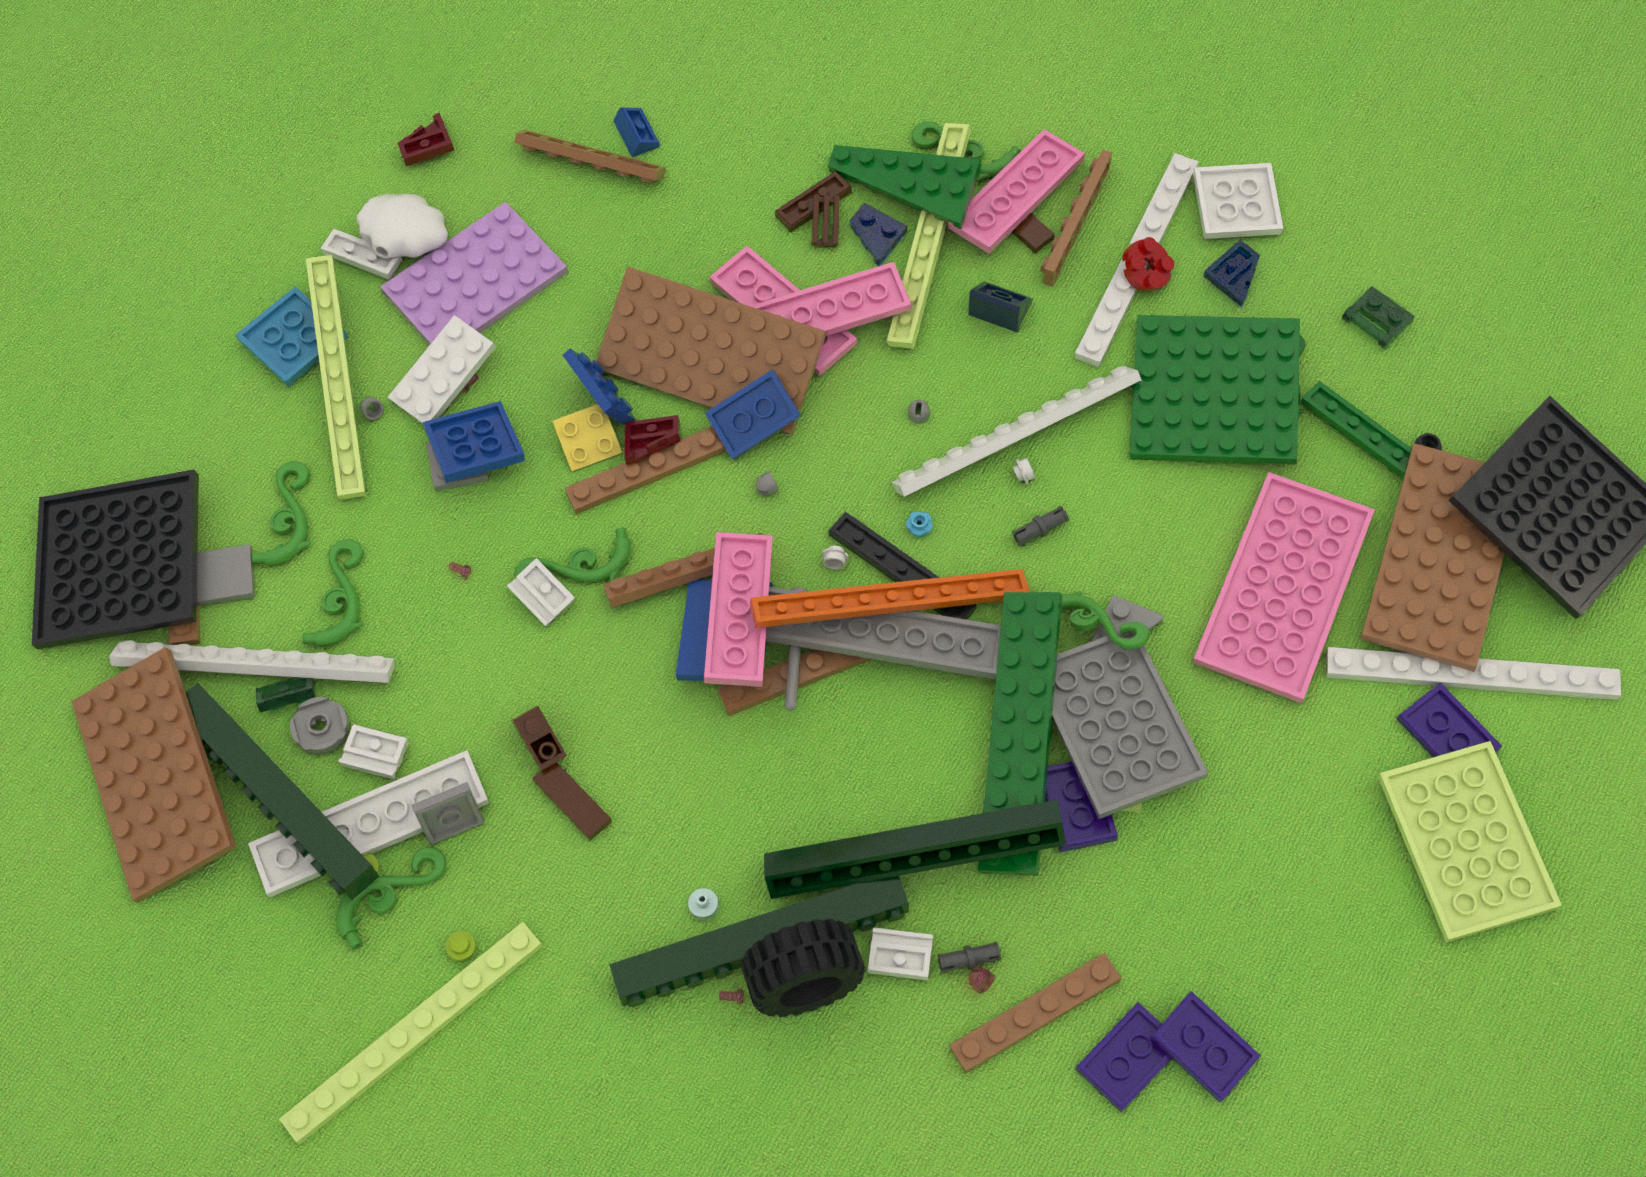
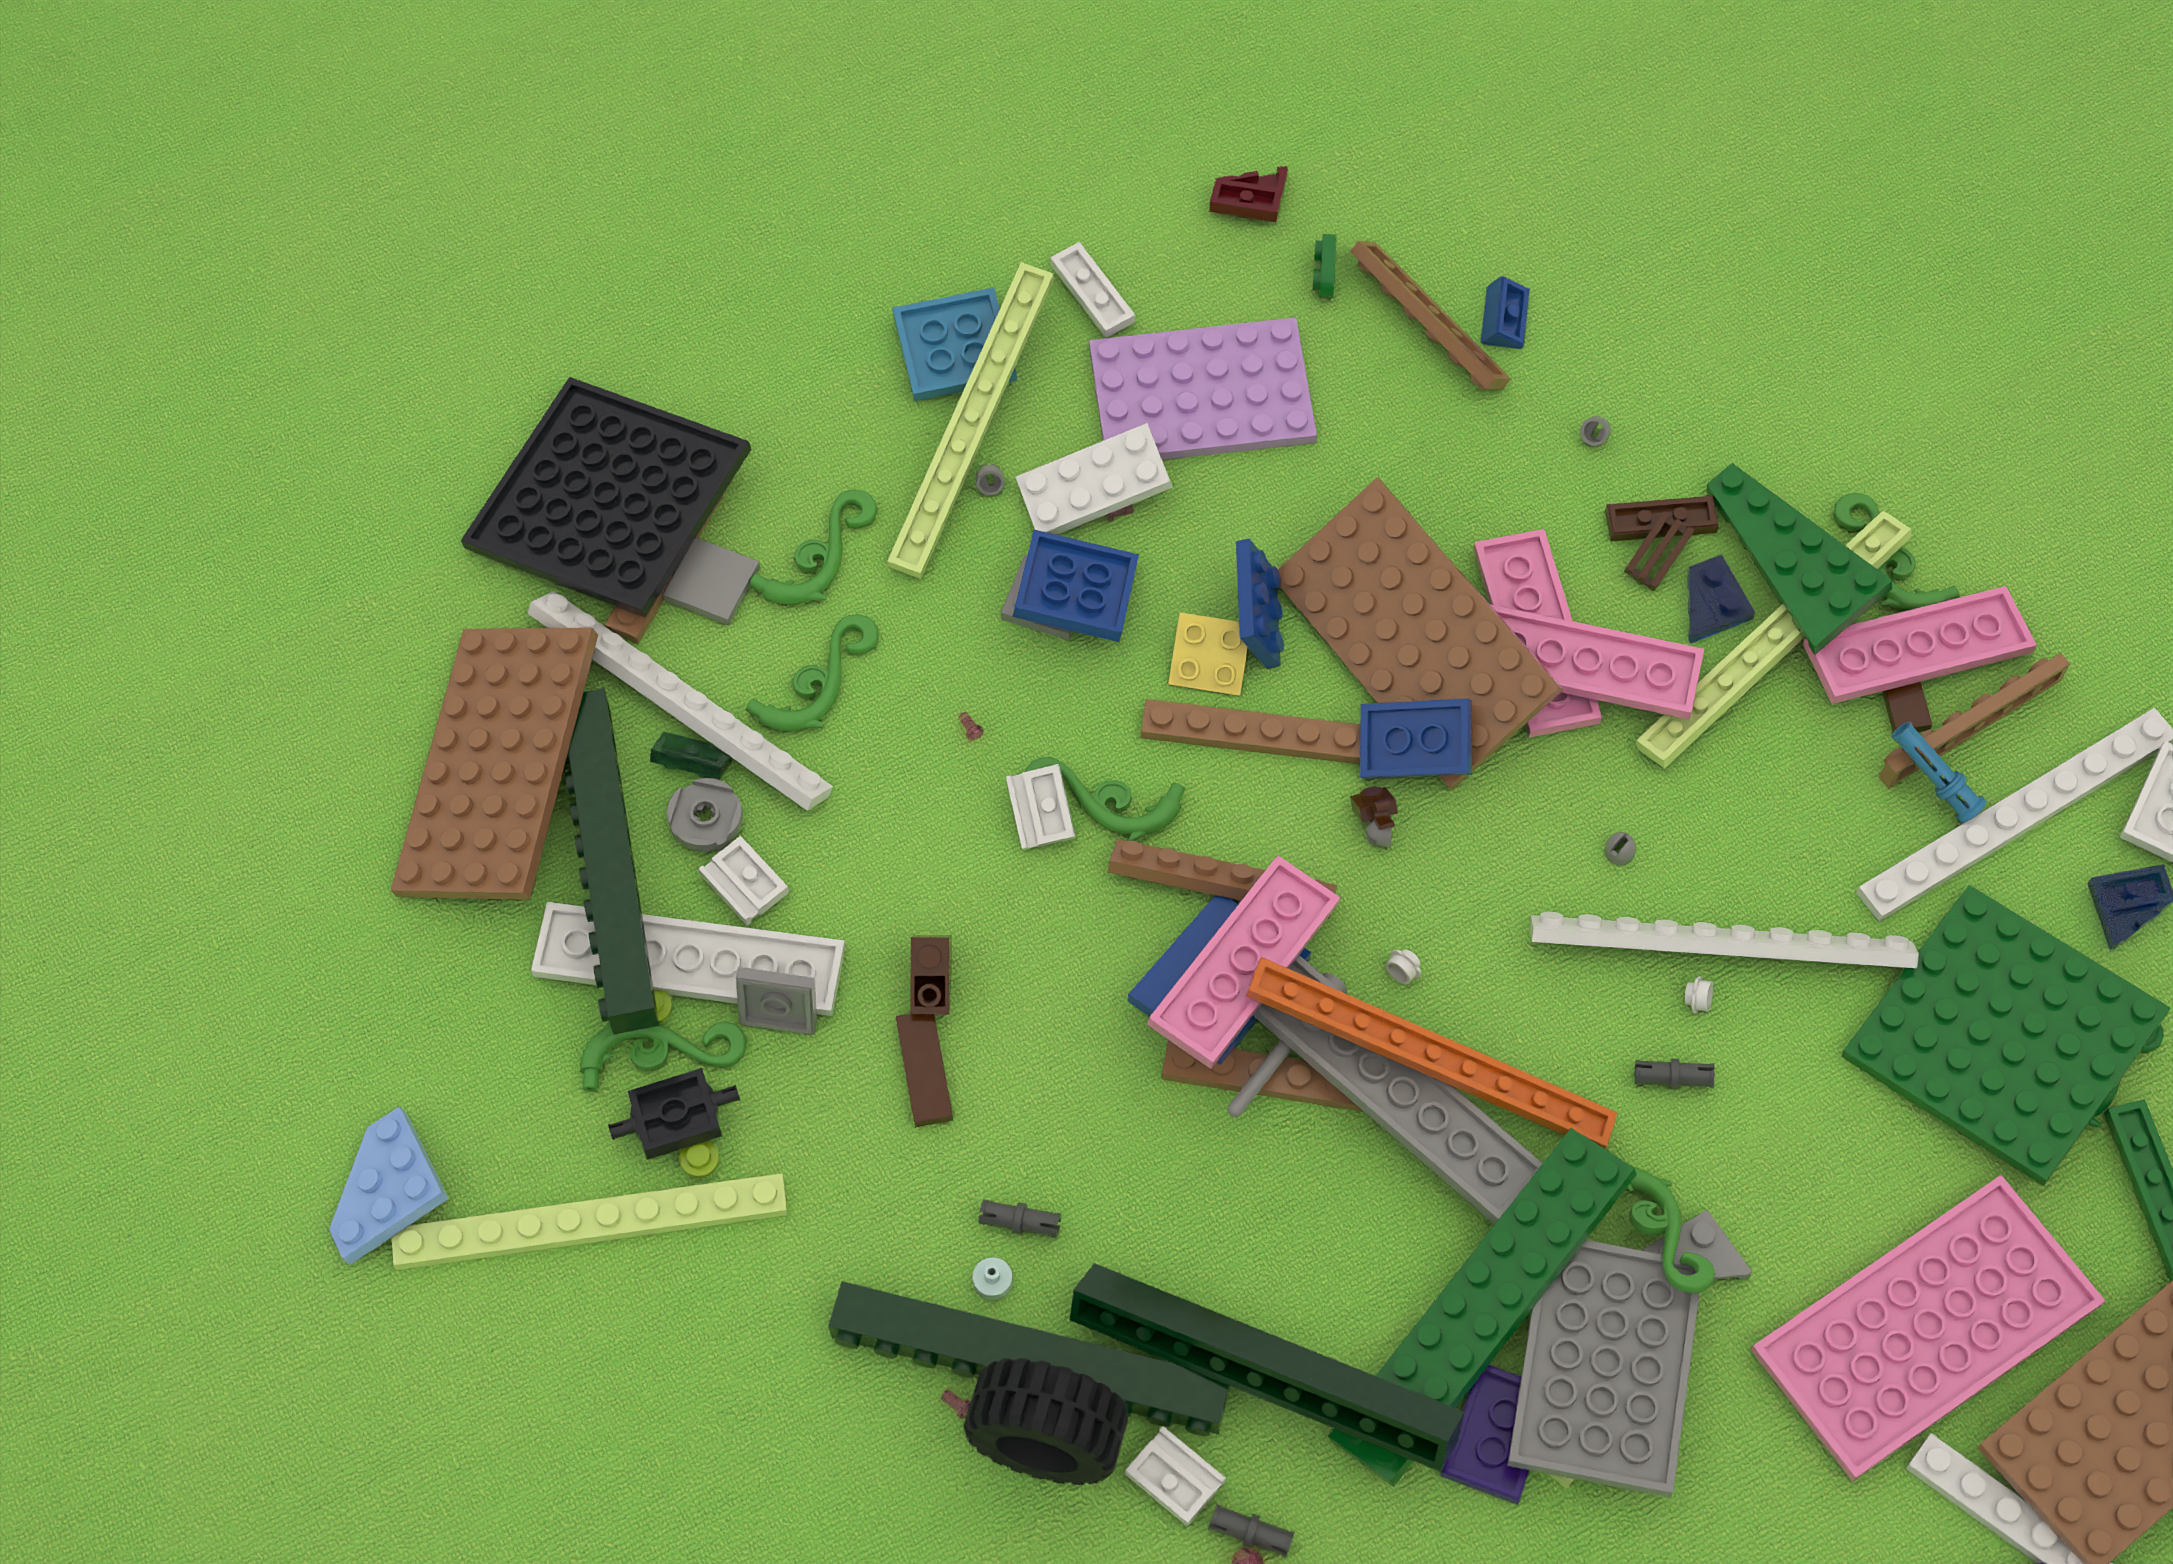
camera: 30 degrees right, 0 degrees up
(257, 1095) = (386, 1187): none -> light blue plate
(401, 226) = (1156, 281): white piece -> none
(426, 926) = (674, 1113): none -> black plate
(507, 166) = (1325, 253): none -> green plate
(650, 436) = (1281, 696): dark red wing -> none
(696, 855) = (1020, 1218): none -> dark grey pin
(733, 170) = (1590, 426): none -> light grey hinge
(753, 469) = (1376, 805): none -> reddish brown plate
(887, 558) = (1467, 1005): black tile -> none
(919, 530) = (1527, 993): medium azure plate -> none
(998, 305) = (1804, 774): slope -> none
(1088, 264) = (1947, 787): none -> dark azure pin
(1159, 262) = (2040, 834): red plate -> none

